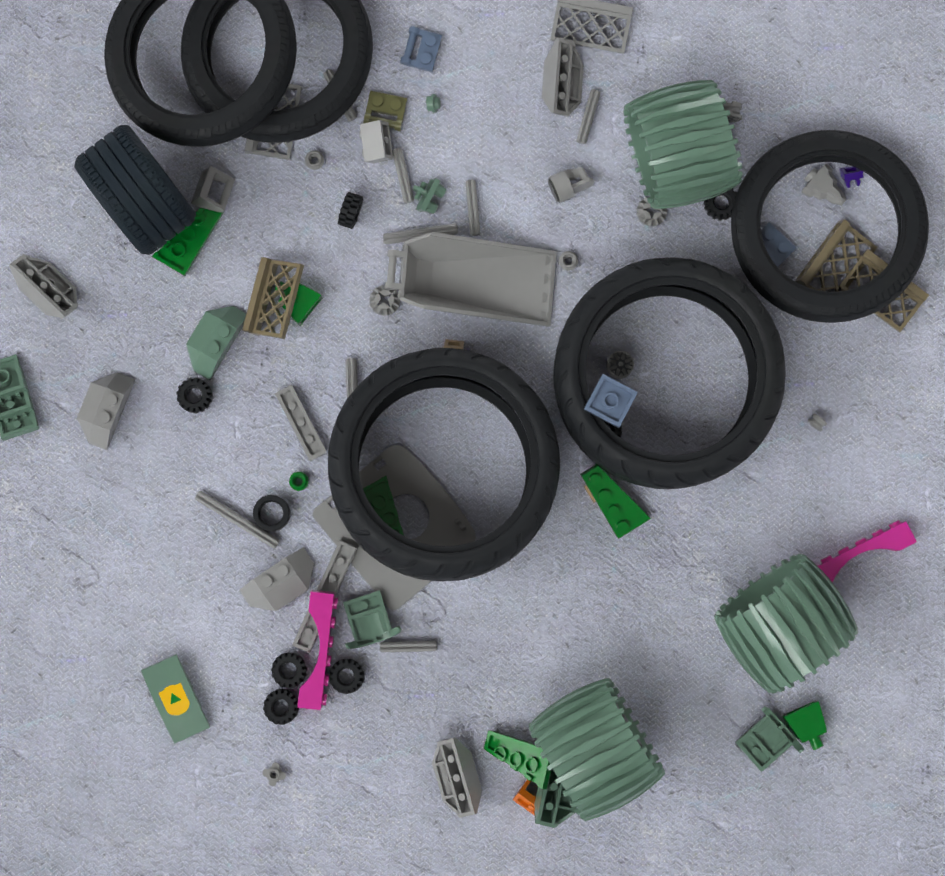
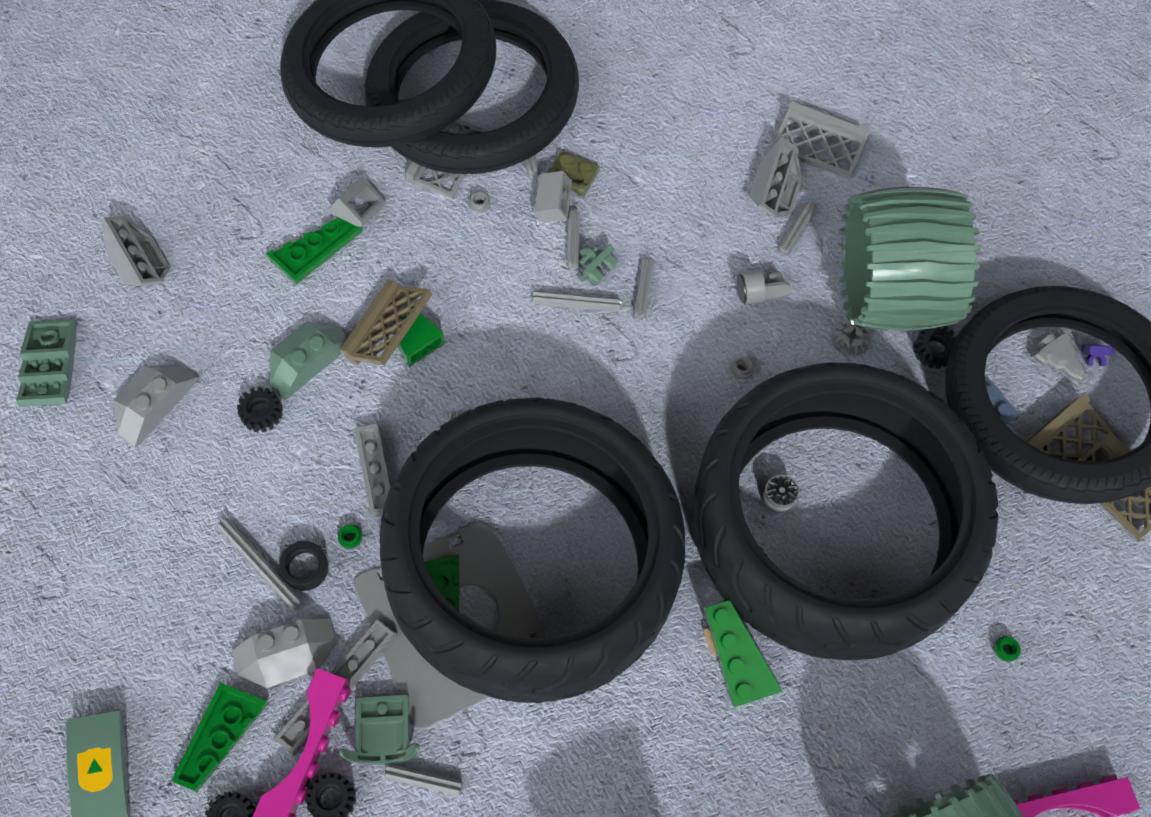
camera: 10 degrees right, 20 degrees down
(134, 190) = (267, 164): black wheel -> none
(252, 647) = (220, 729): none -> green wing
(277, 670) = (247, 759): black tyre -> none
(350, 210) = (503, 255): black tyre -> none
(384, 309) = (512, 369): light grey gear -> none
(427, 51) = (632, 131): sand blue plate -> none
(433, 103) = (626, 176): sand green plate -> none
(475, 278) = (629, 353): light grey windscreen -> none
(610, 400) = (766, 505): sand blue plate -> none
(816, 442) = (1012, 644): none -> green plate
(817, 422) = (1020, 623): light grey bush -> none

